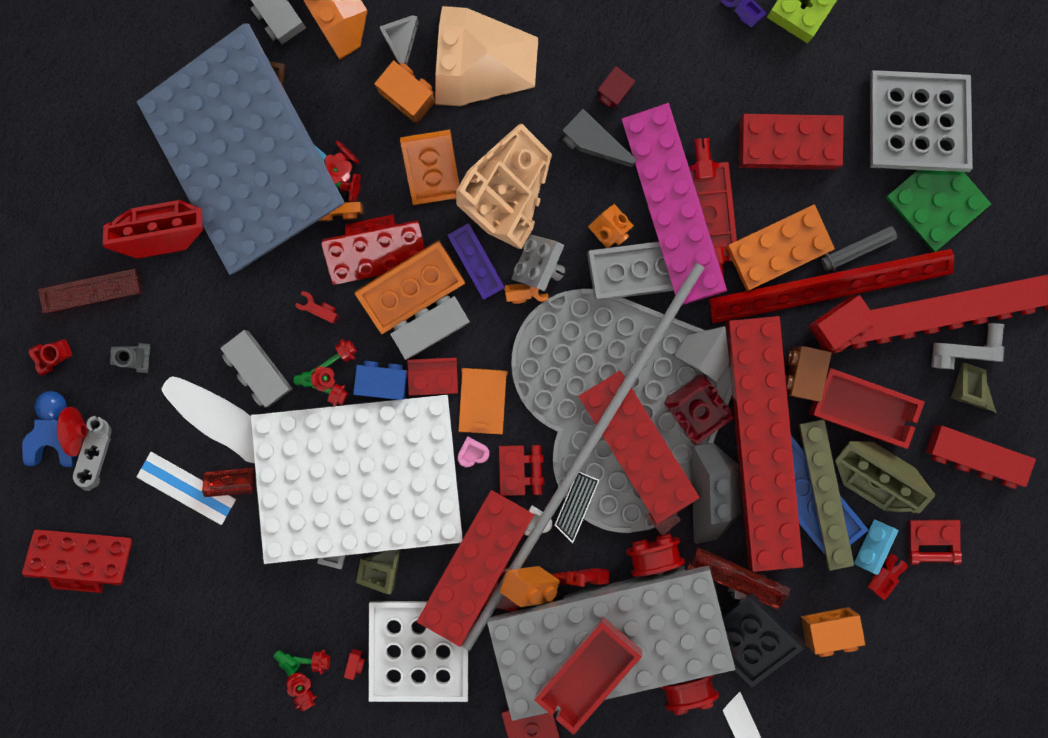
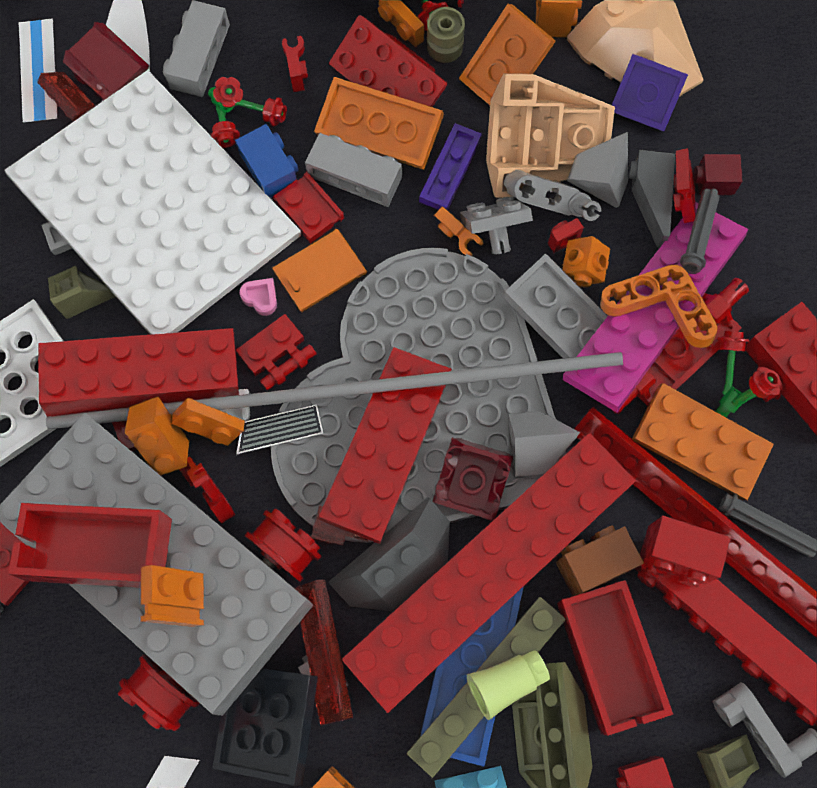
camera: 60 degrees right, 15 degrees down
(221, 439) = (104, 61): none -> dark red slope
(376, 191) = (445, 34): none -> olive wheel
(524, 87) = (648, 92): none -> dark purple plate
(537, 552) = (207, 422): none -> orange plate
(556, 164) = (603, 170): none -> light grey slope
(559, 202) = (567, 199): none -> light grey beam
(579, 223) = (563, 232): none -> red plate
(611, 121) = (684, 186): none -> red plate
(650, 139) = (693, 260): none -> dark grey axle
(657, 648) = (172, 596): none -> orange plate
(680, 195) = (671, 293): none -> orange beam
(779, 189) = (763, 383): none -> plant
(837, 484) = (507, 682): none -> yellowish green plant

